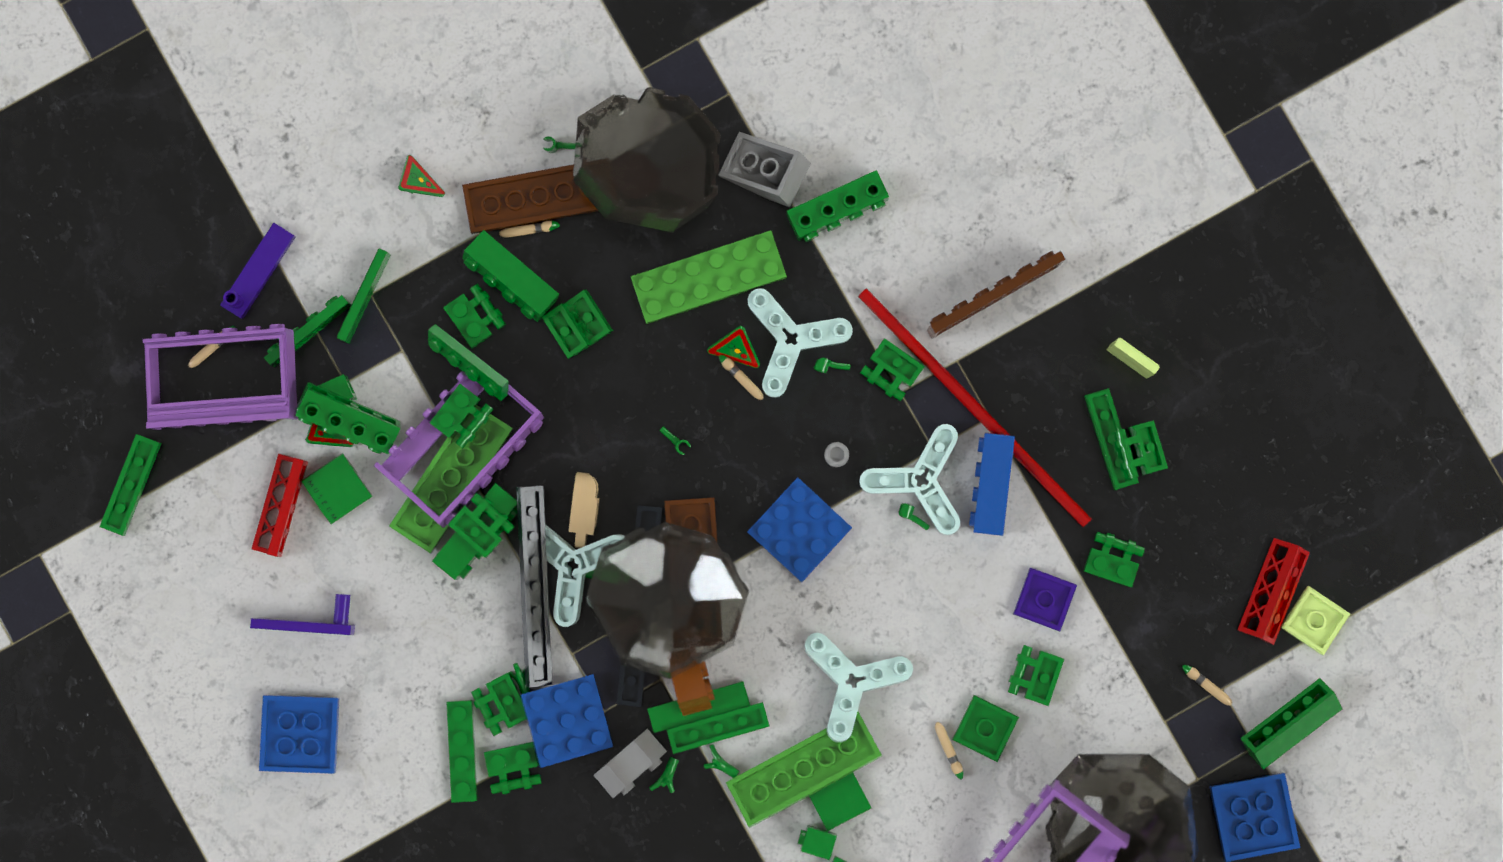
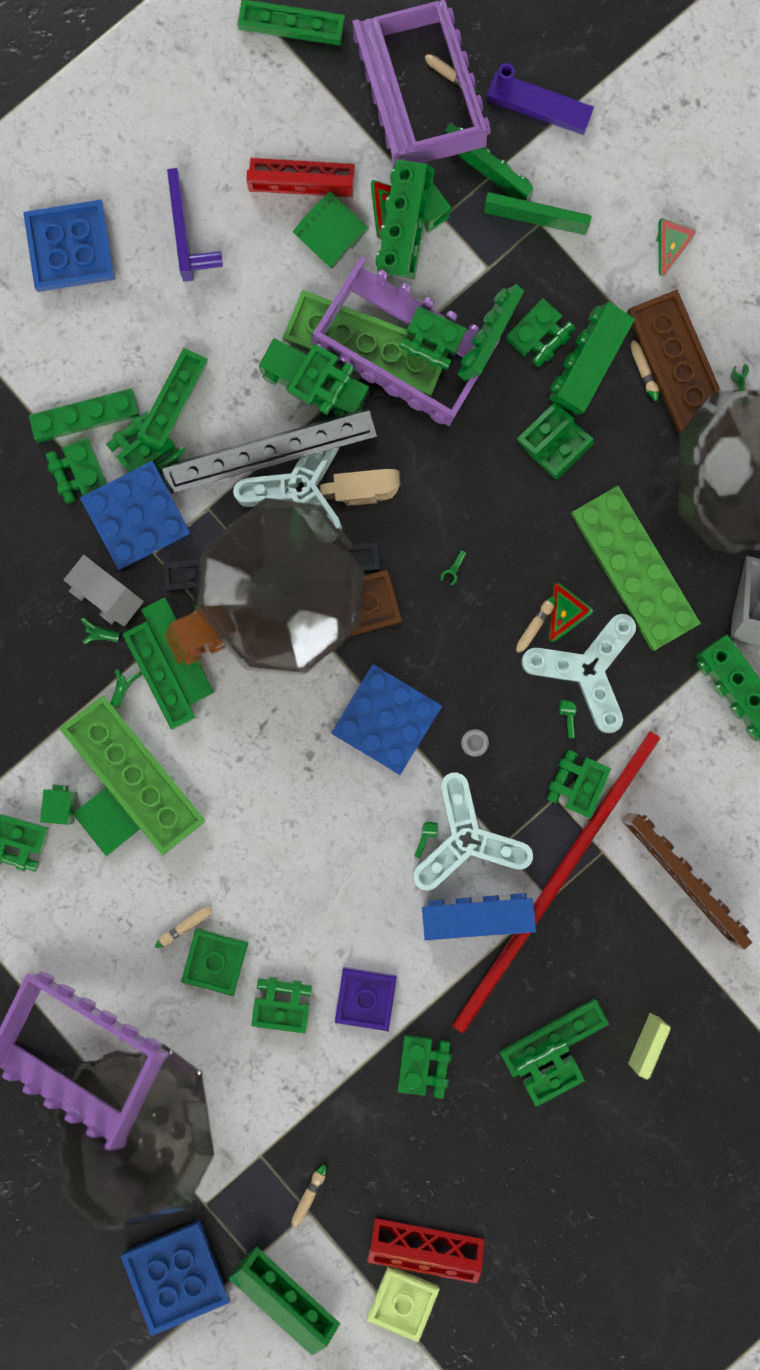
camera: 80 degrees right, 0 degrees up
(467, 665) = (172, 399): none -> green plate
(839, 668) = (217, 805): light aqua piece -> none

